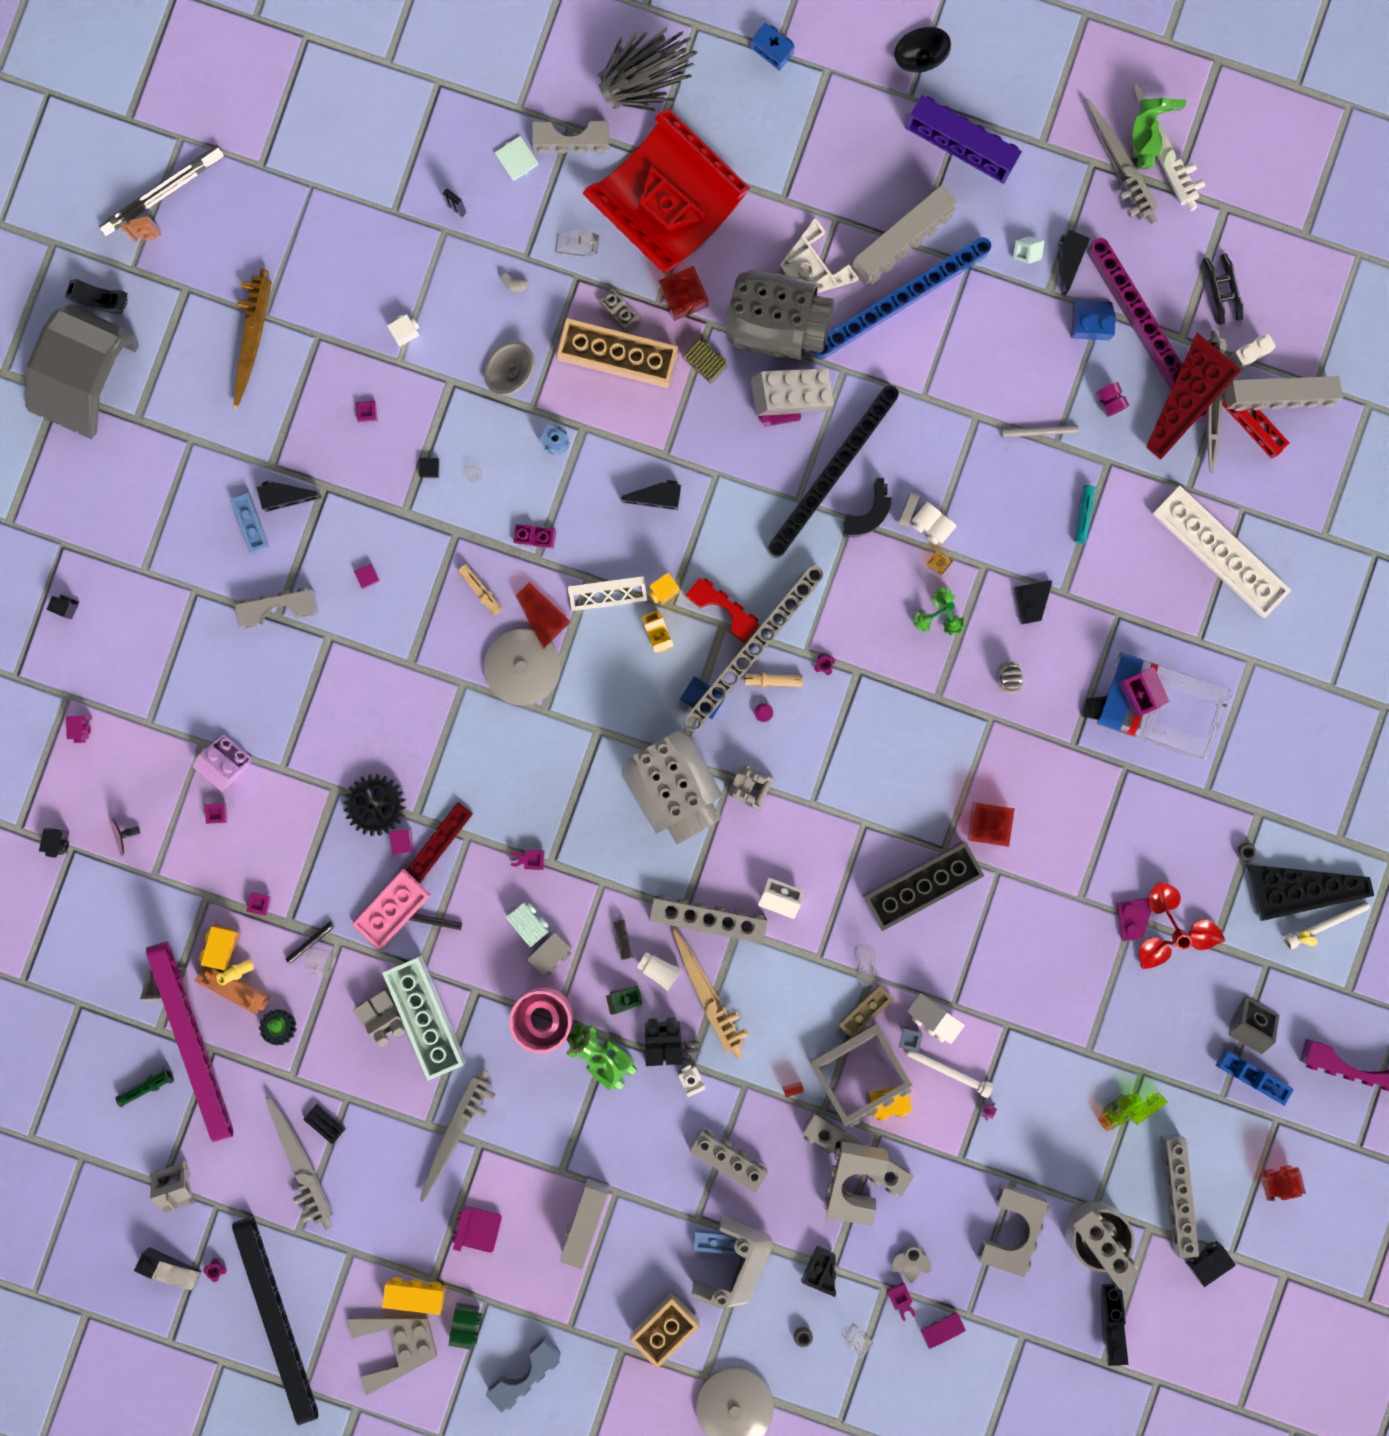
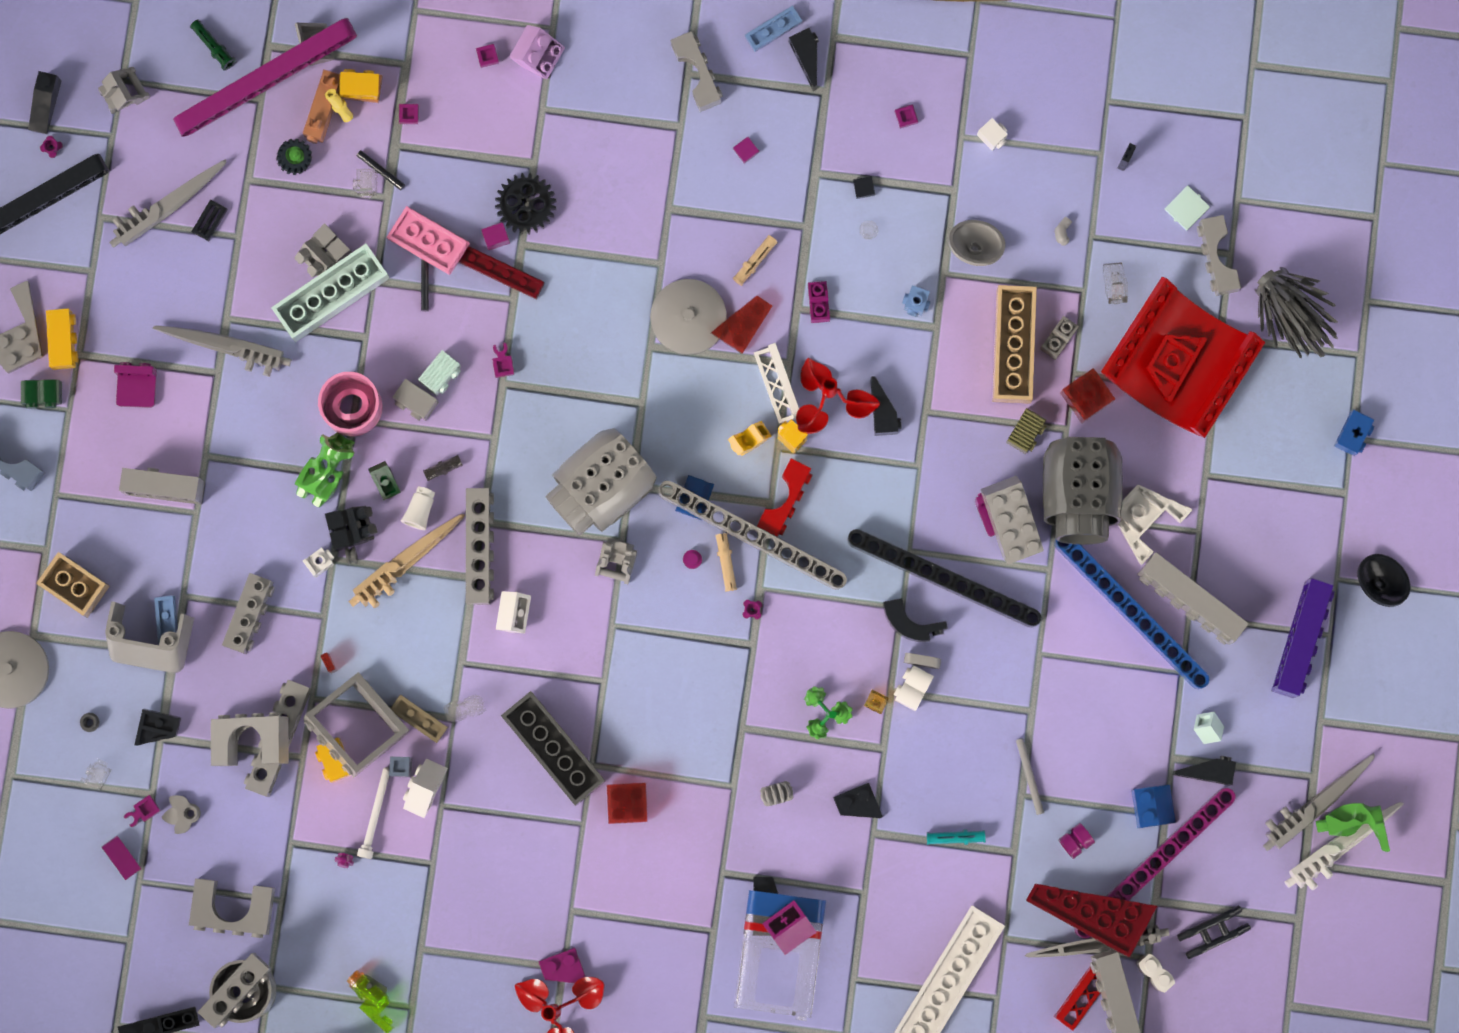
camera: 85 degrees right, 5 degrees down
(651, 566) = (815, 376): none -> red plant

